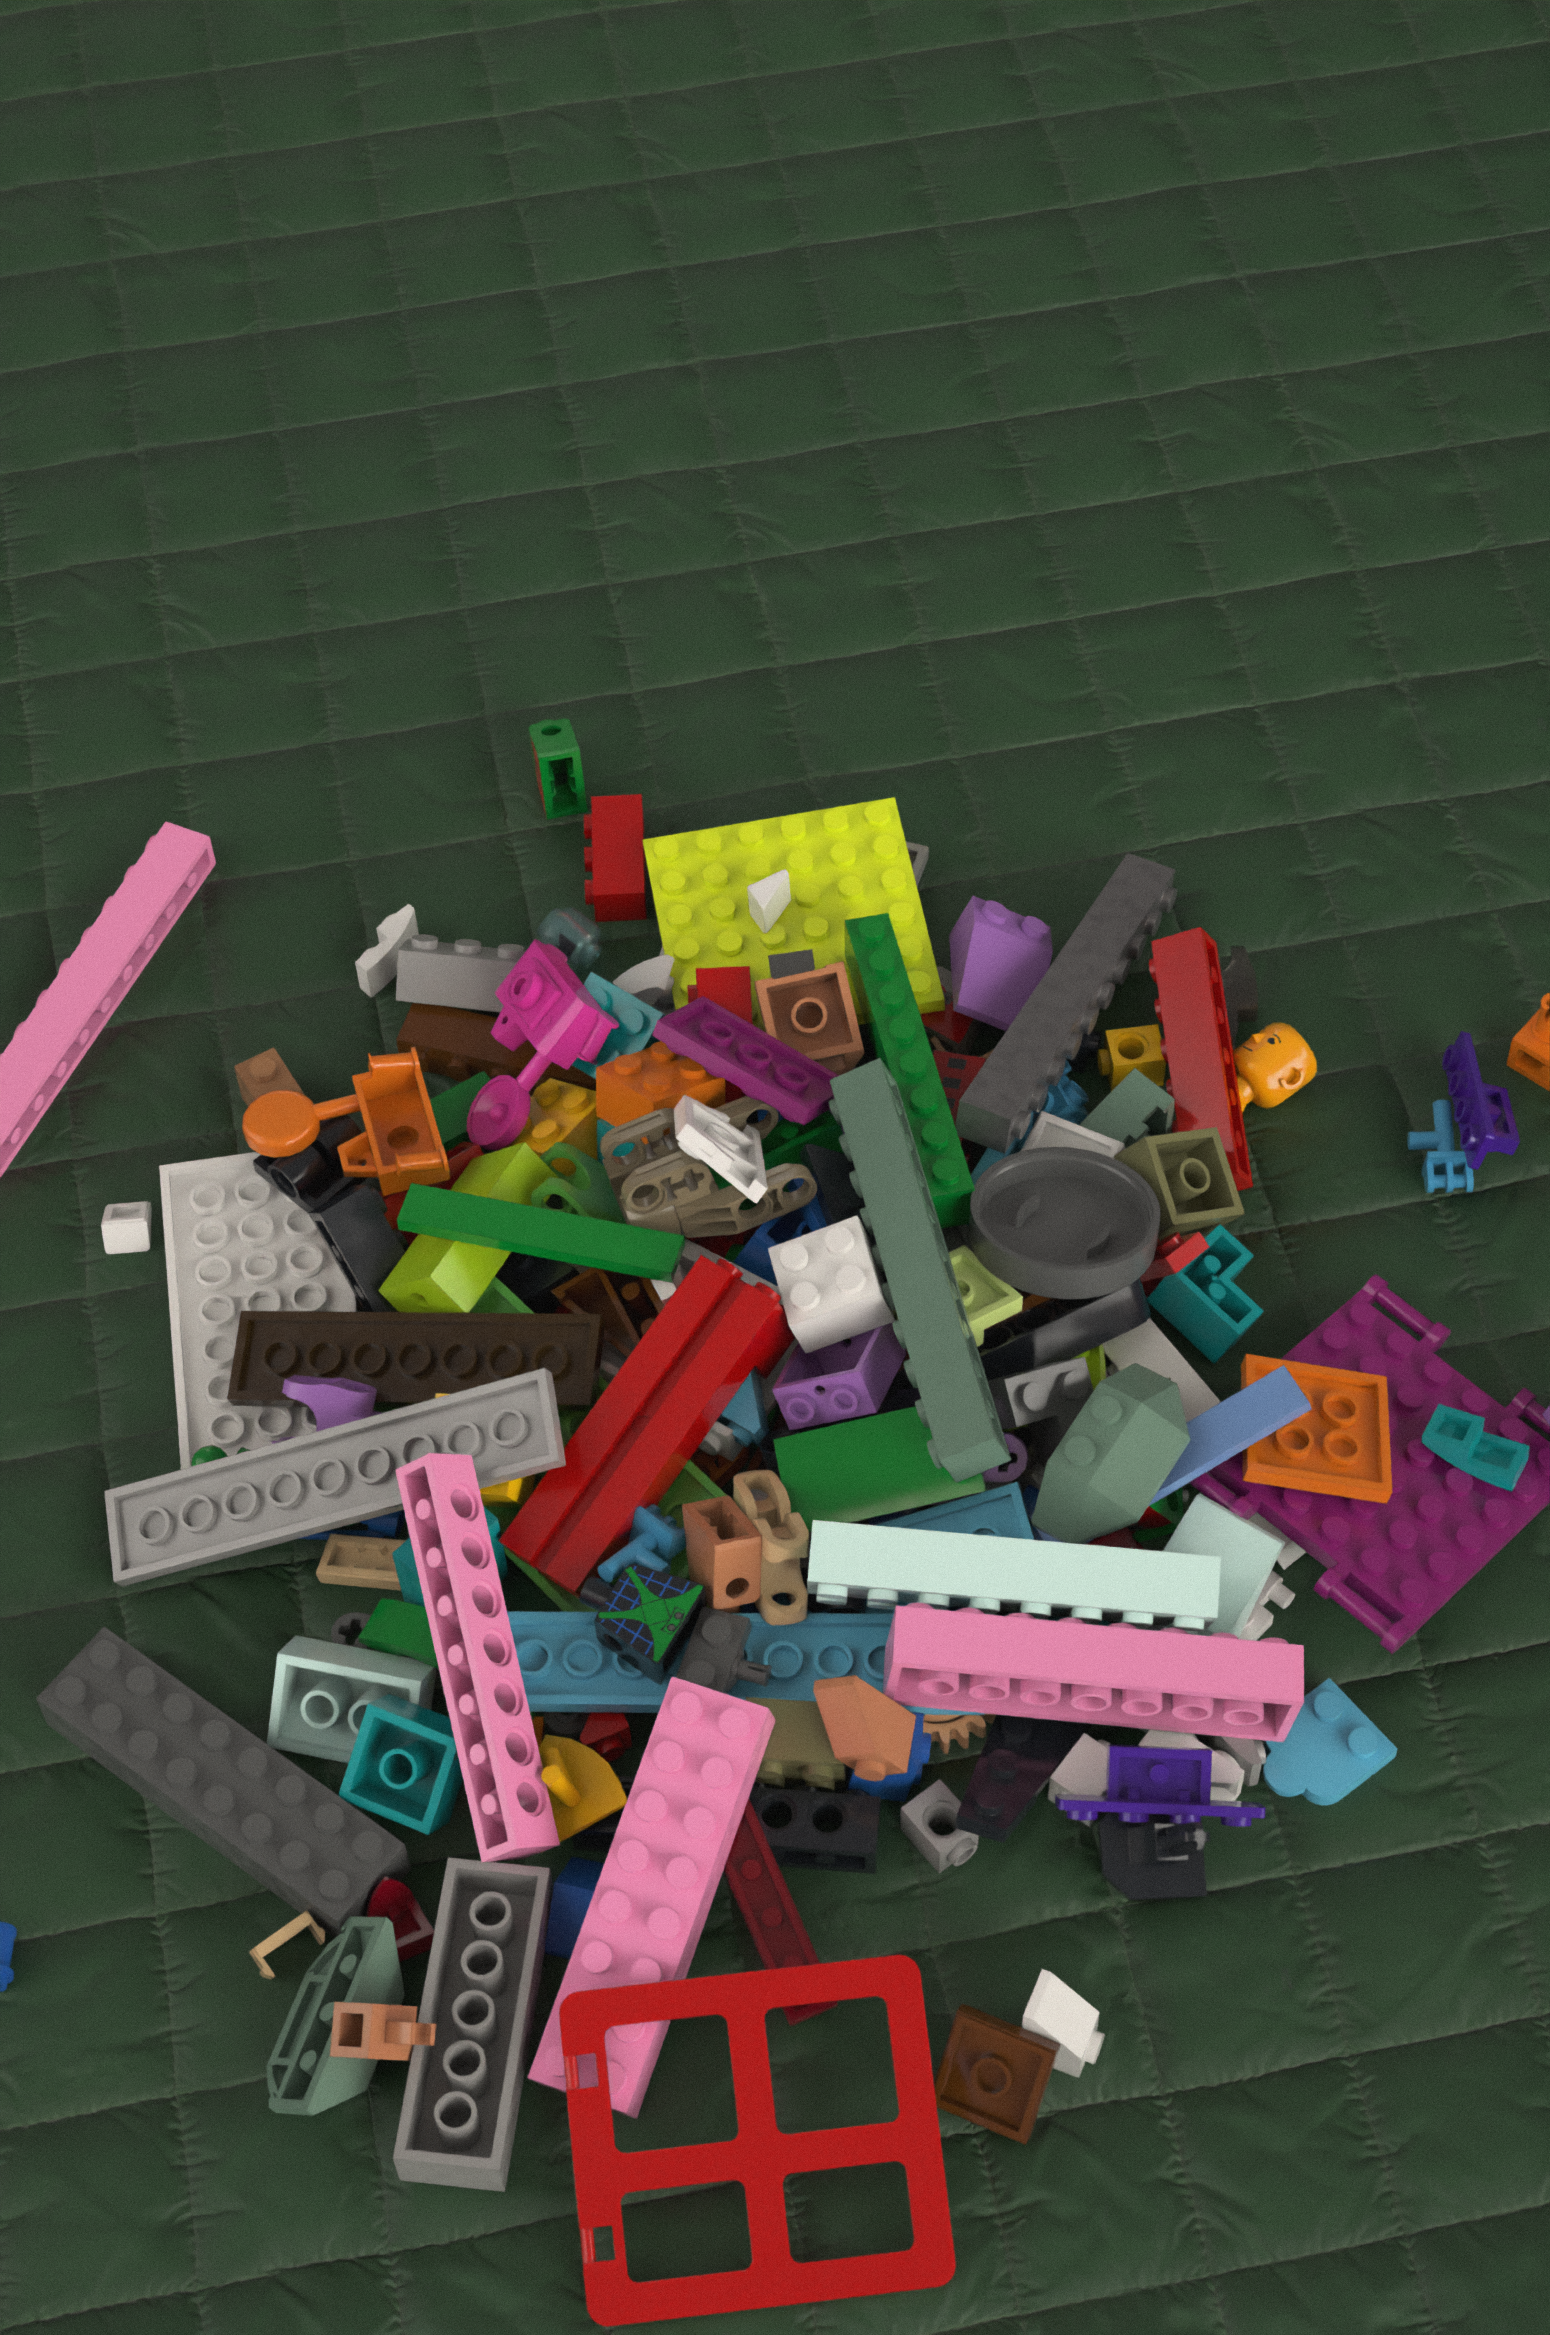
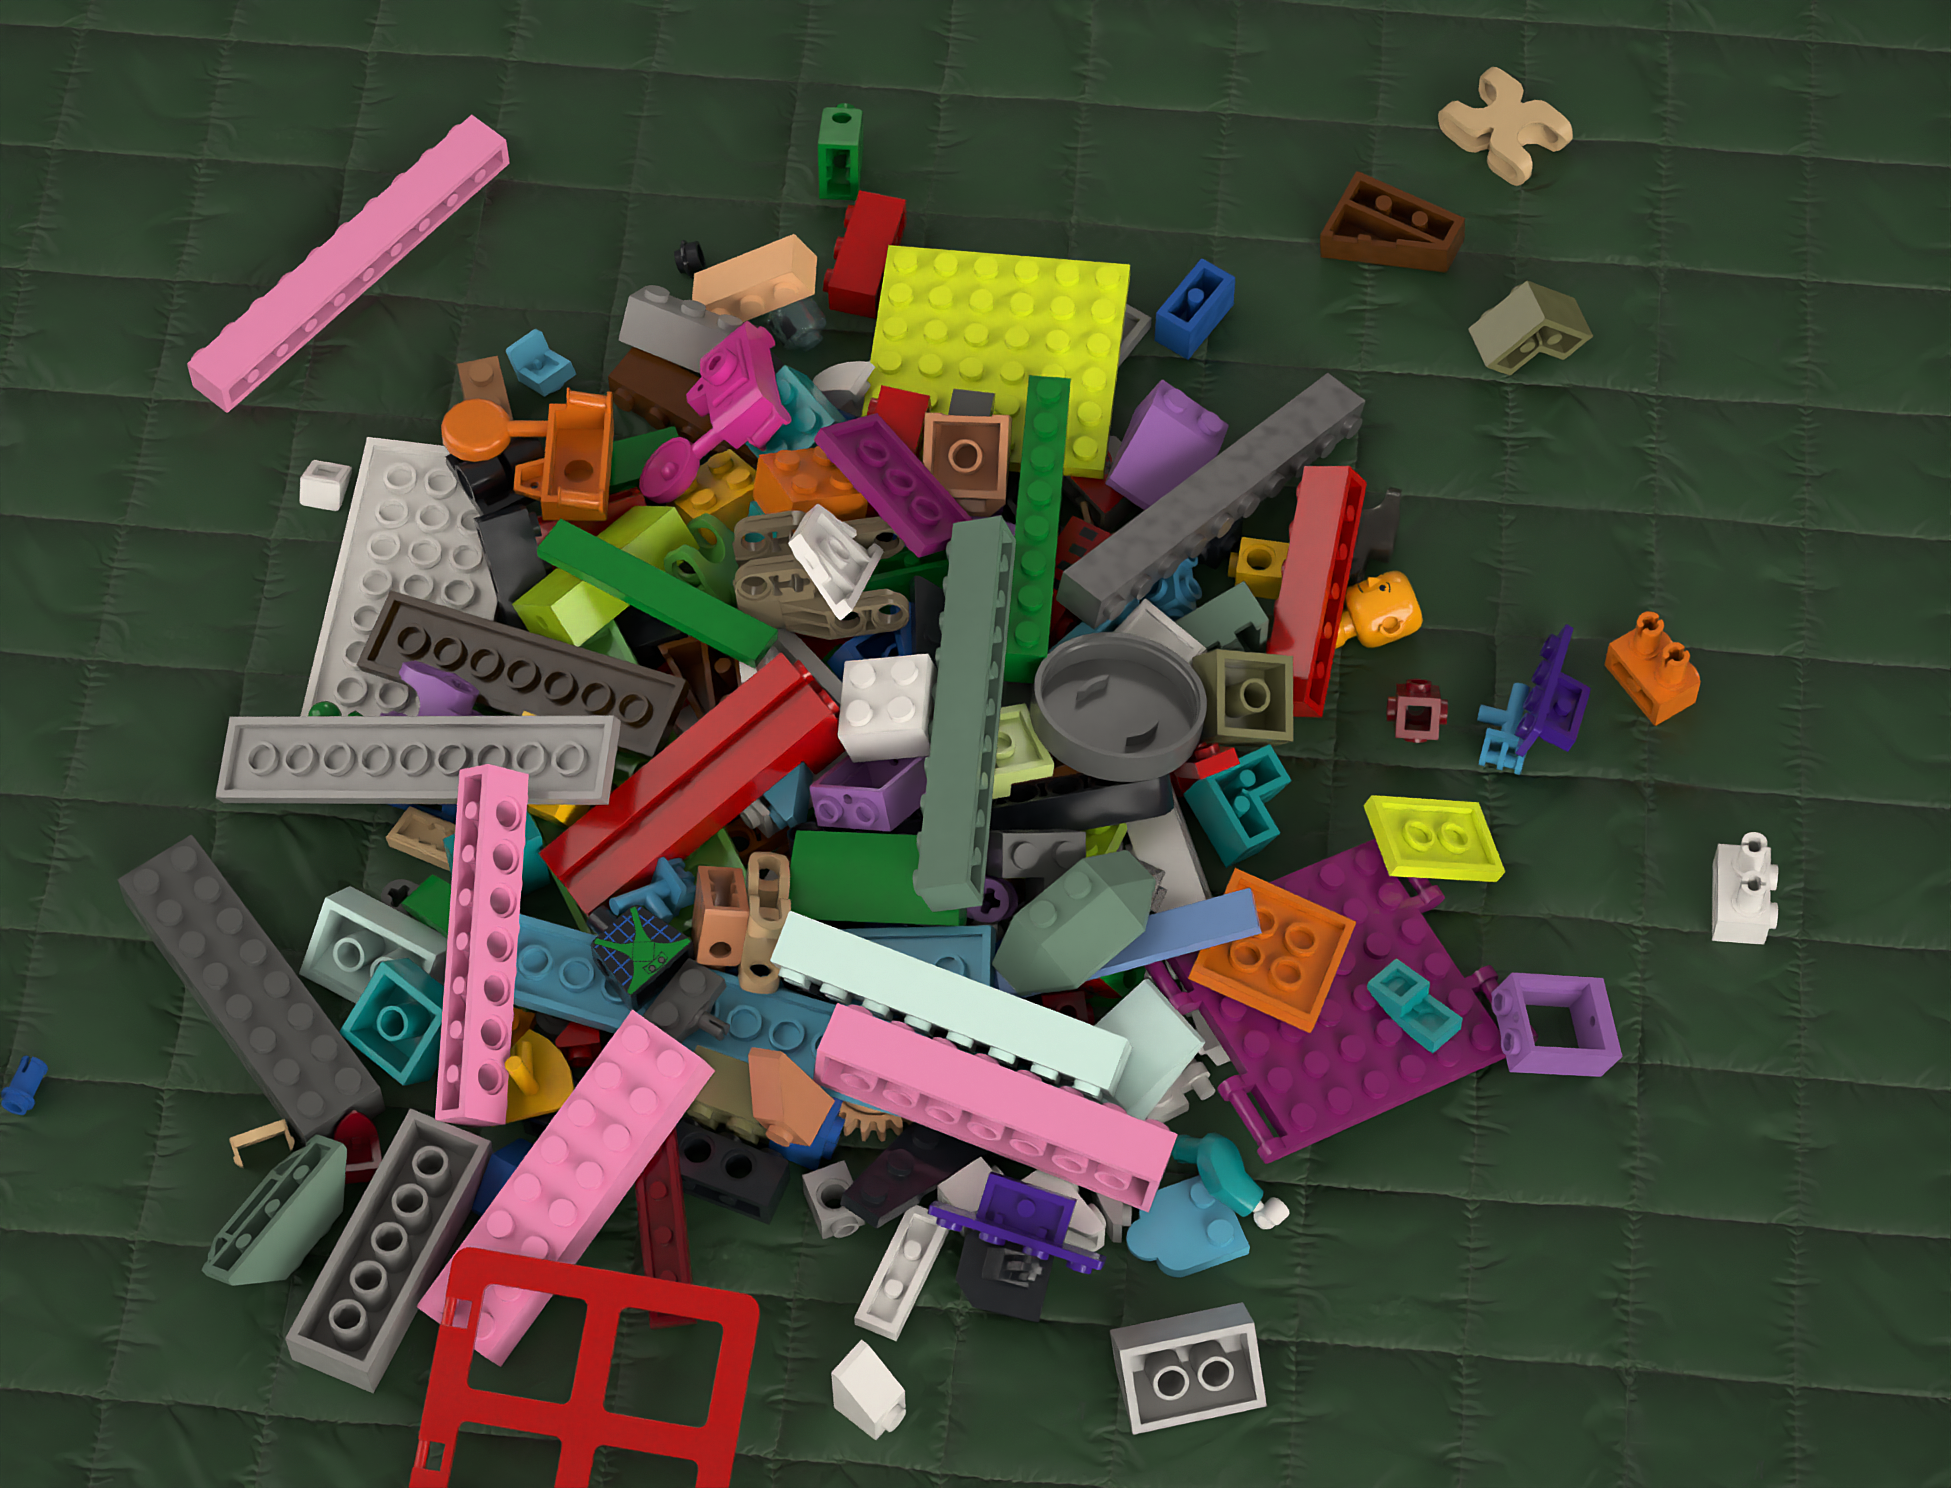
camera: 15 degrees right, 5 degrees up
(317, 1050) = (538, 365): none -> medium azure bracket
(377, 2031) = (304, 1233): nougat brick -> none
(379, 963) = (640, 273): white slope -> none
(437, 907) = (690, 258): none -> black plate
(523, 903) = (758, 280): none -> light nougat brick
(769, 899) = (976, 334): white slope -> none
(970, 826) = (1194, 308): none -> blue brick
(994, 2073) = (799, 1414): reddish brown tile -> none
(1042, 1884) = (901, 1273): none -> white plate
(1133, 704) = (1391, 228): none -> reddish brown wedge
(1201, 587) = (1505, 126): none -> tan piece
(1303, 760) = (1529, 323): none -> olive brick
(1354, 1686) = (1226, 1177): none -> teal arm
(1360, 1160) = (1421, 724): none -> dark red brick
(1387, 1897) = (1188, 1367): none -> light grey slope
(1419, 1275) = (1434, 838): none -> neon yellow plate

